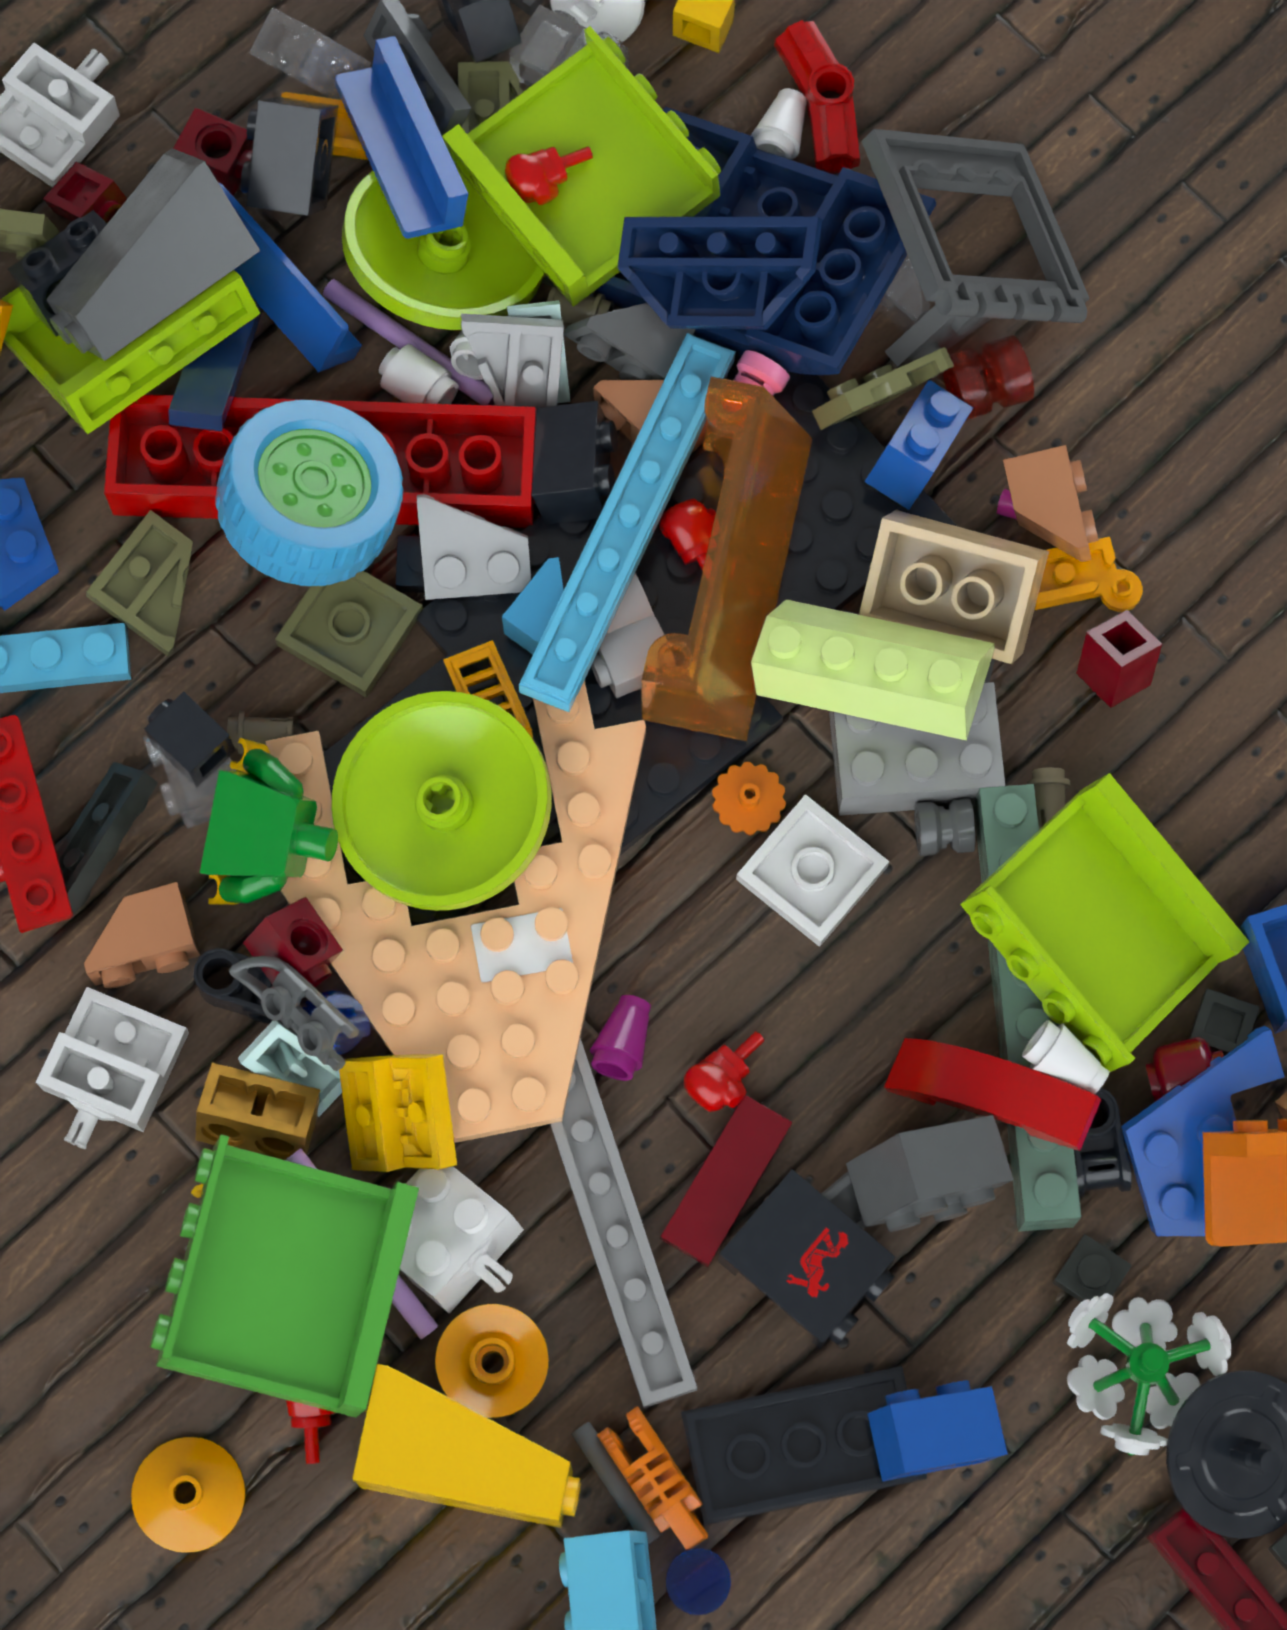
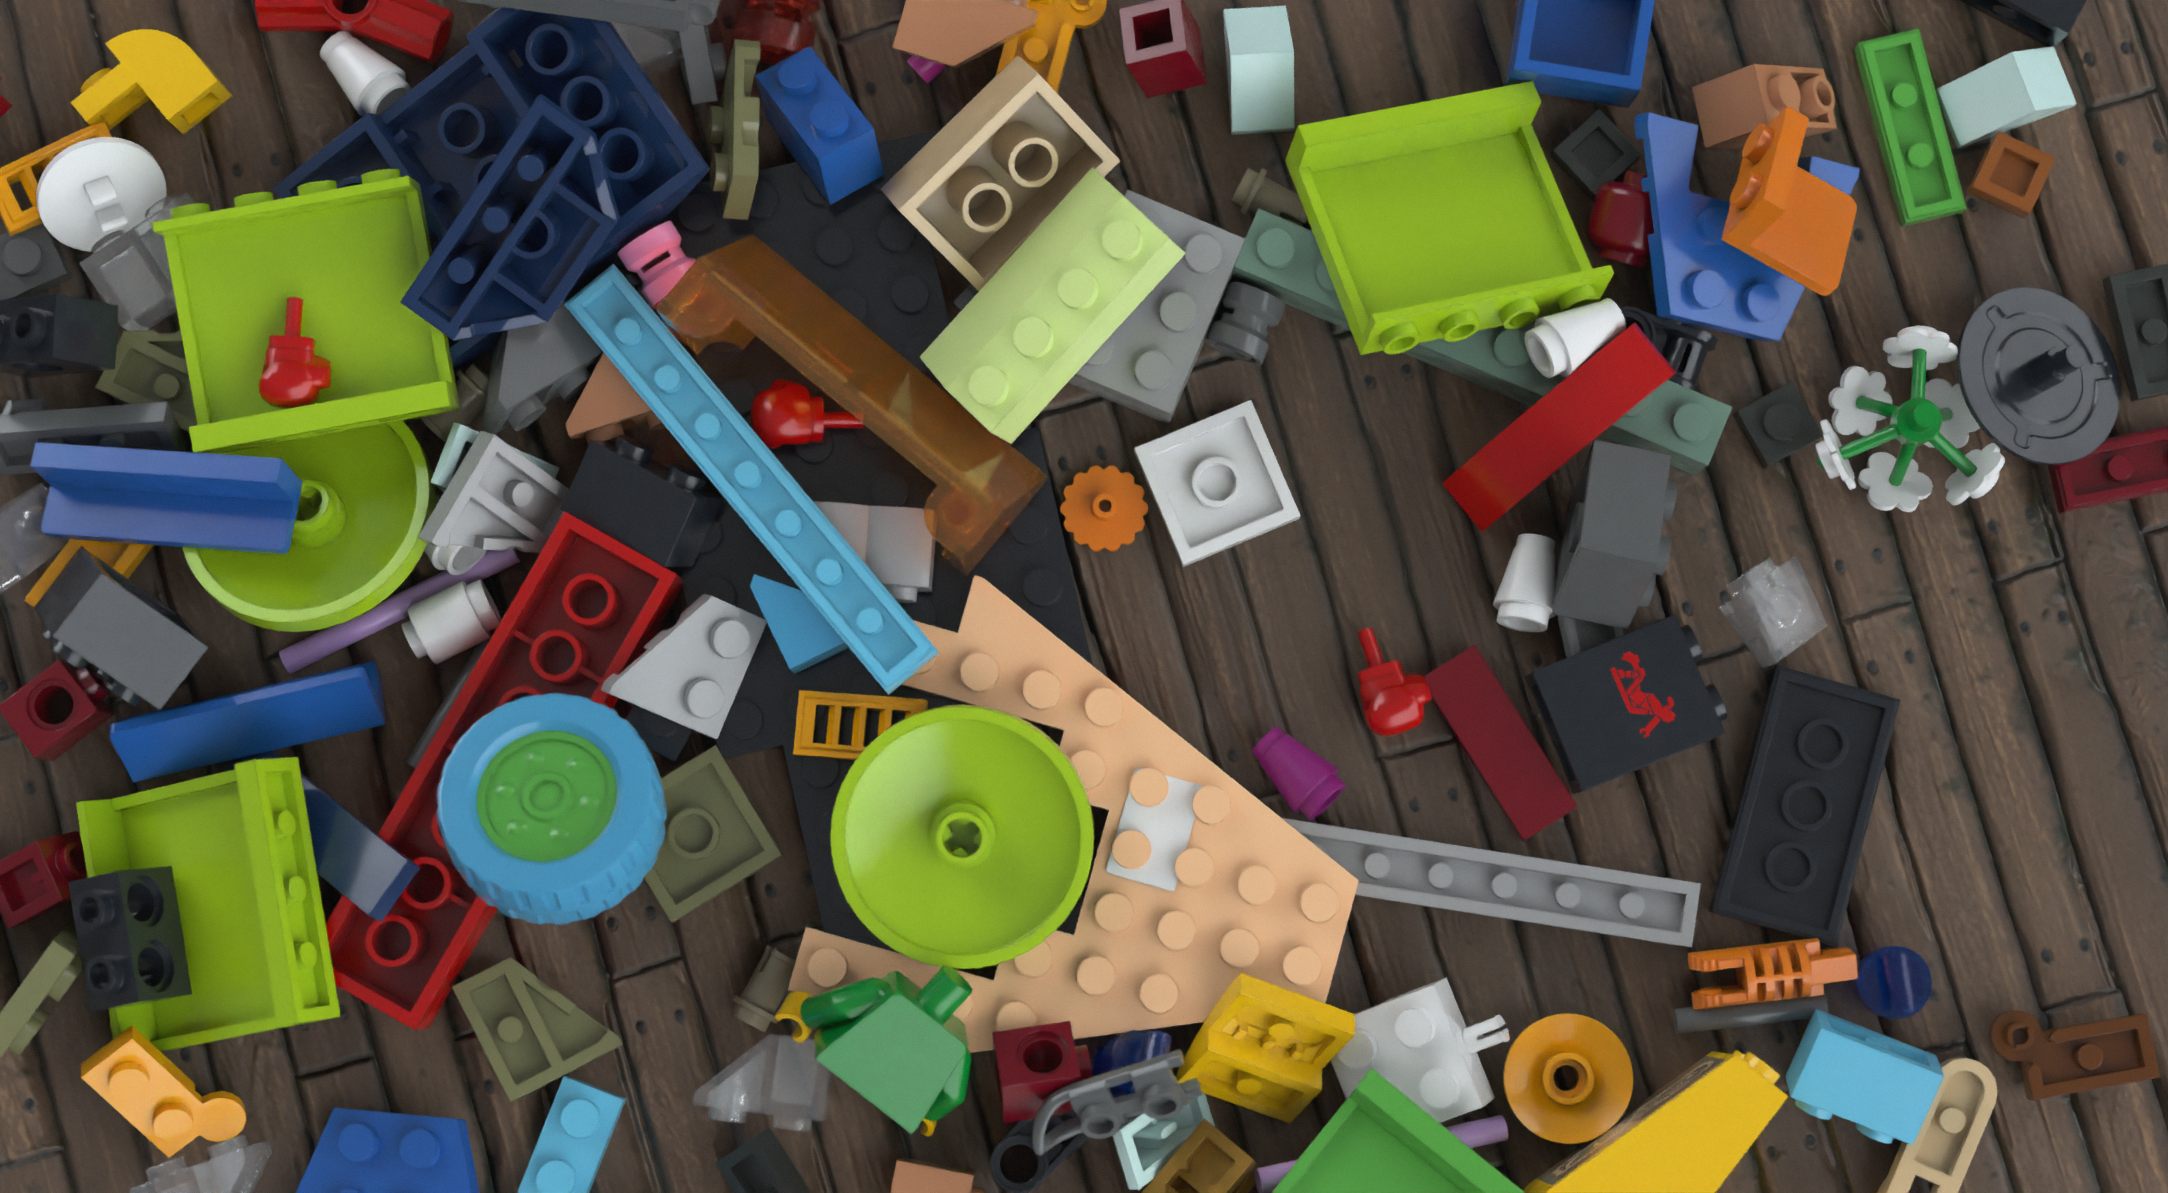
camera: 65 degrees left, 10 degrees up
(151, 257) = (177, 850): dark grey slope -> none
(189, 738) = (748, 1073): black brick -> none
(854, 1136) = (1528, 585): none -> white cone
(936, 1432) = (1867, 666): blue brick -> none
(941, 1334) = (1773, 609): none -> clear slope
(1145, 741) = (1259, 69): none -> light aqua slope

